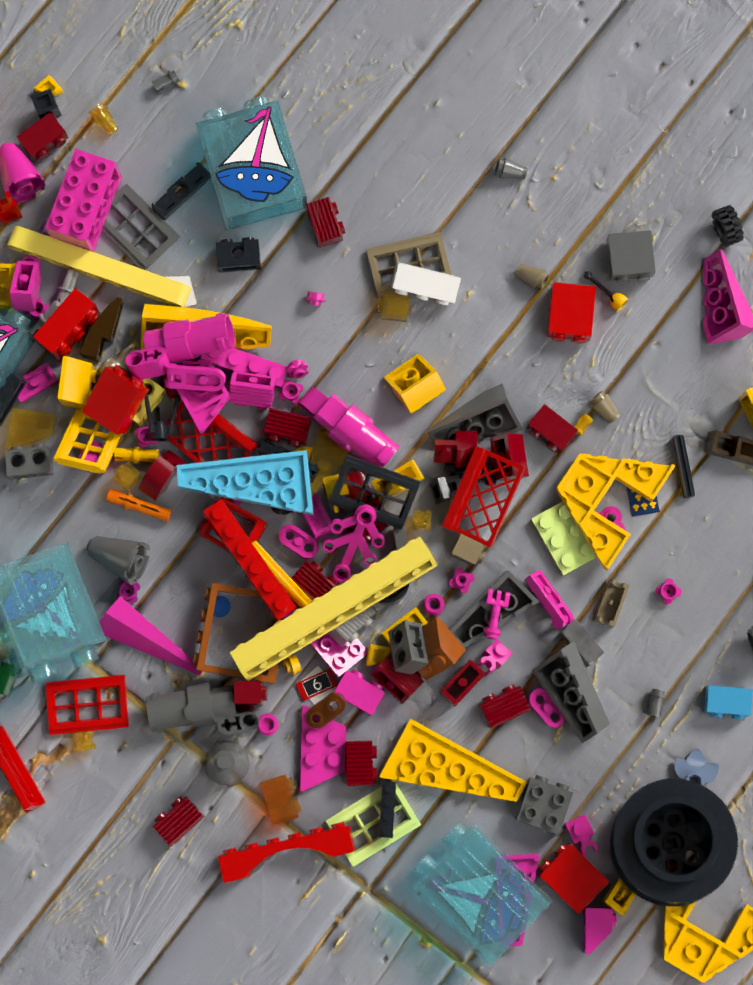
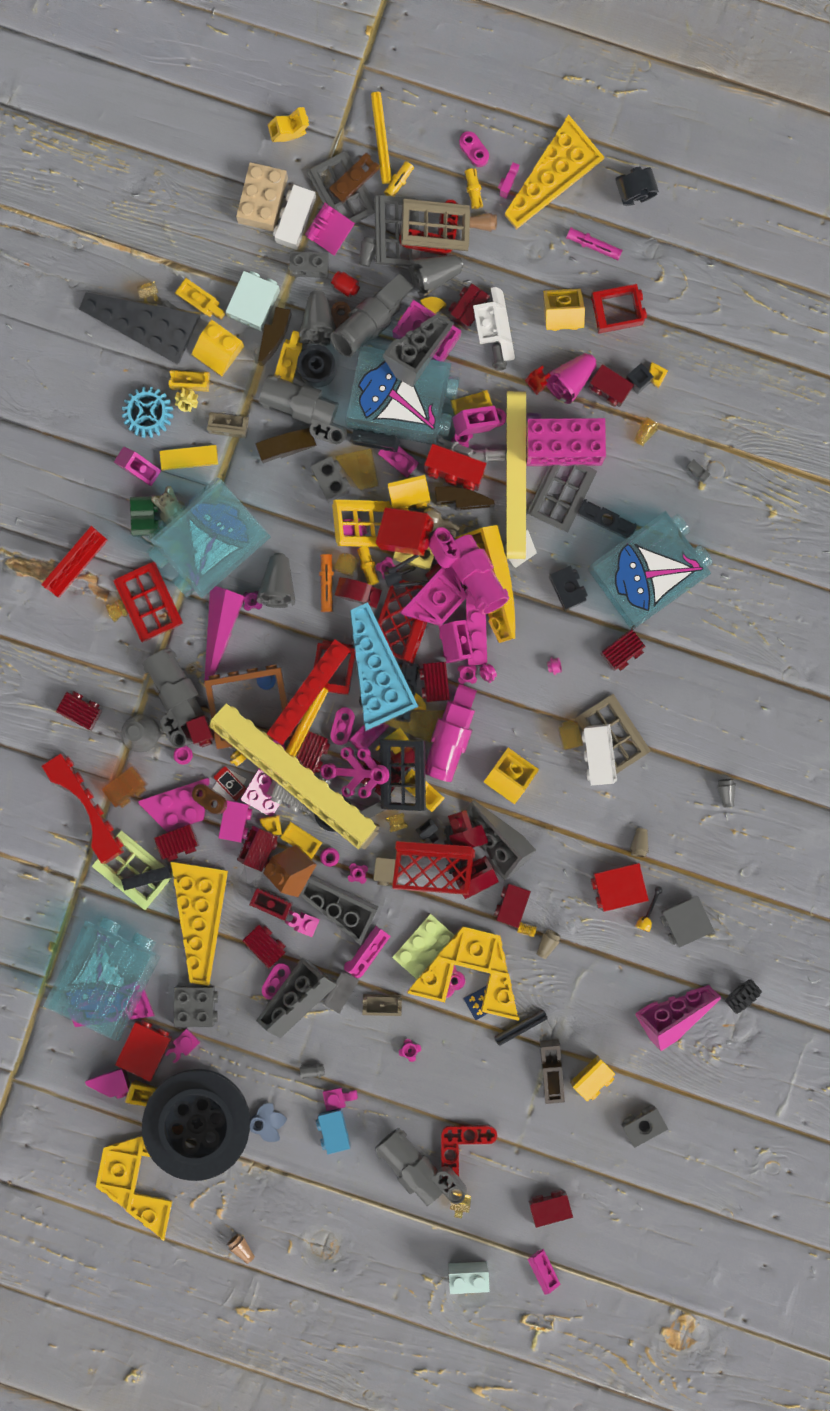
camera: 75 degrees right, 5 degrees up
(194, 378) = (444, 590): dark pink plate -> none
(408, 647) = (283, 848): dark grey brick -> none
(492, 632) = (320, 914): dark pink hinge -> none
(694, 688) = (336, 1098): none -> dark pink plate

